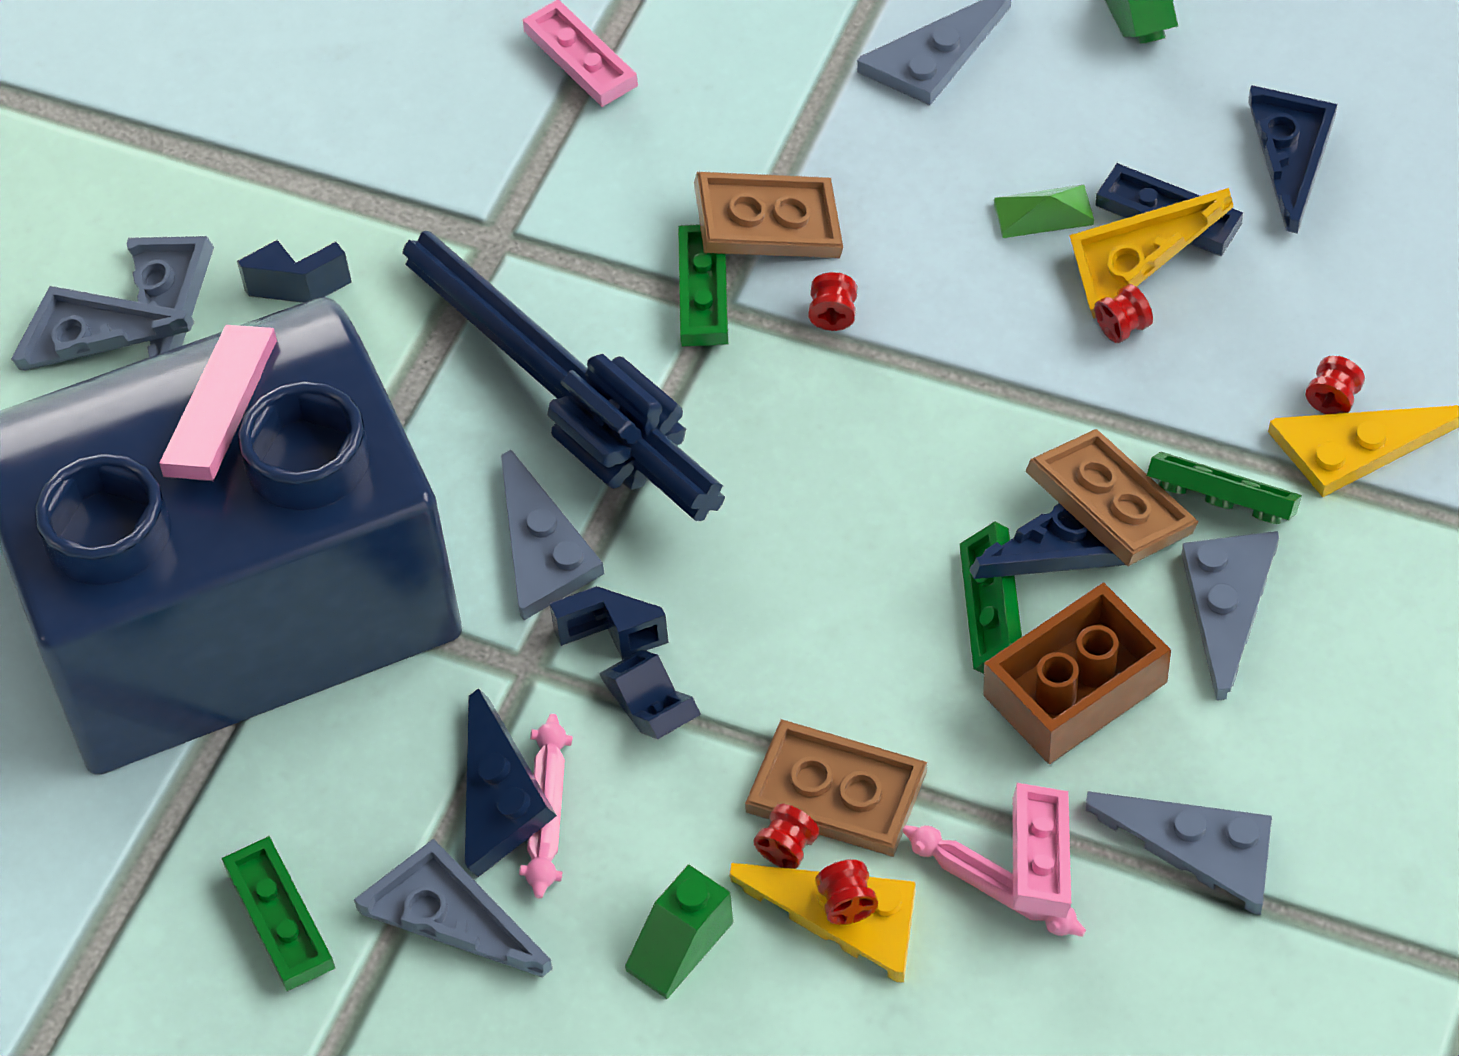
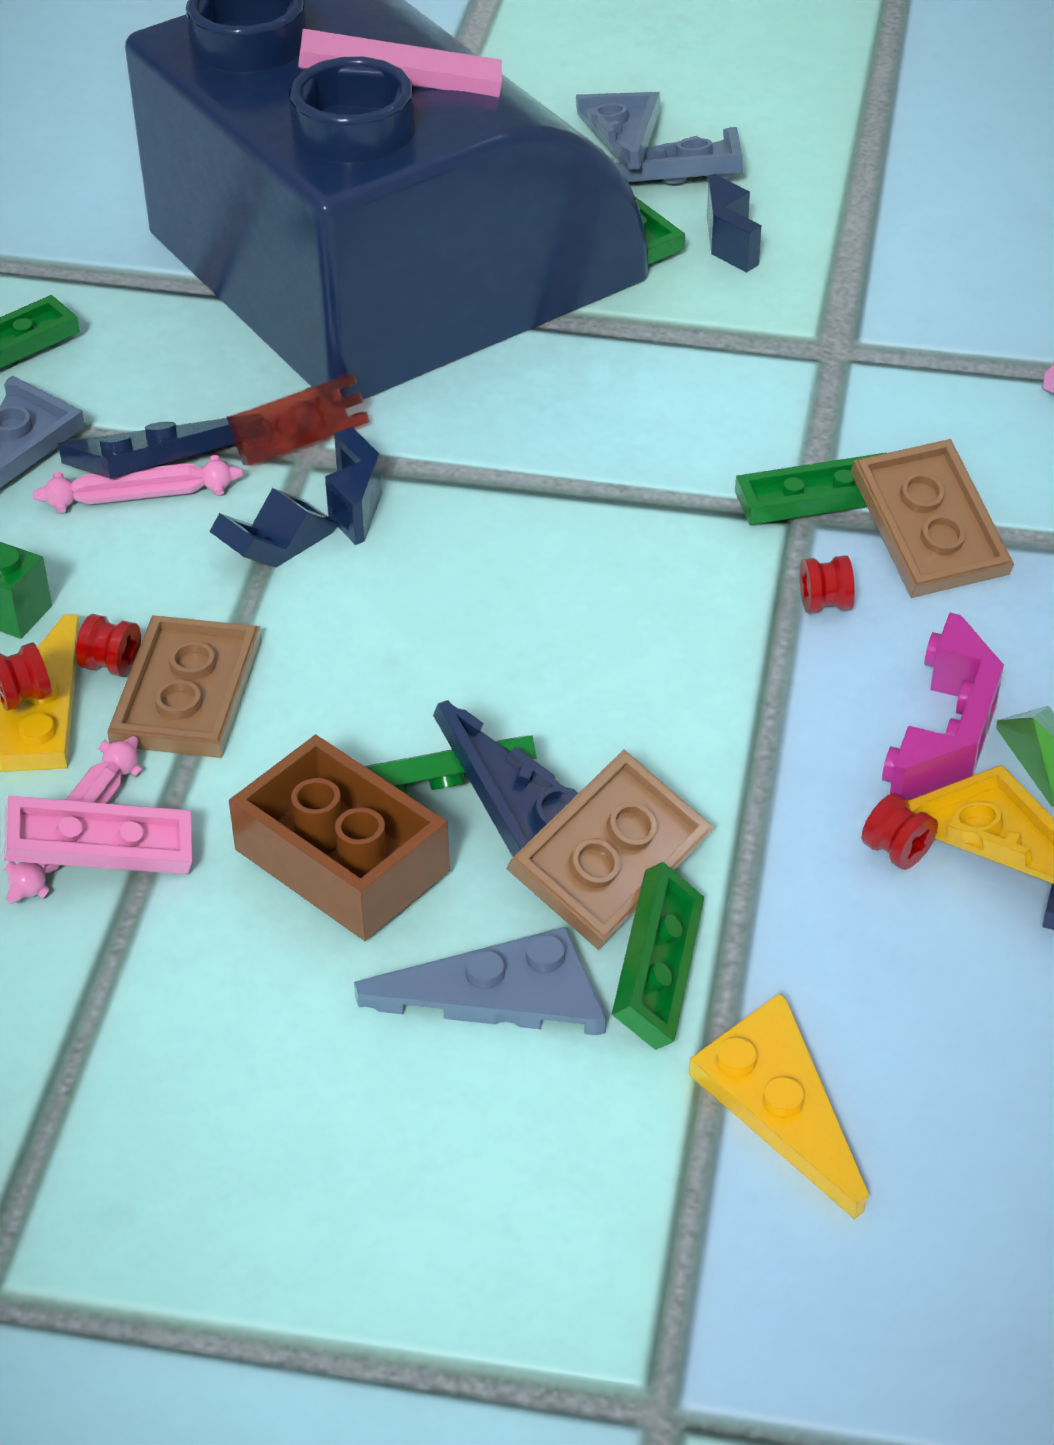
camera: 75 degrees right, 10 degrees down
(497, 658) = (295, 420): none -> clear red hinge
(545, 546) = (448, 440): sand blue wing -> none
(602, 411) = (596, 426): dark blue axle -> none
(947, 233) = (963, 669): none -> dark pink slope
(1209, 842) = (142, 1002): sand blue wing -> none
(1335, 385) = (853, 1051): red wheel -> none

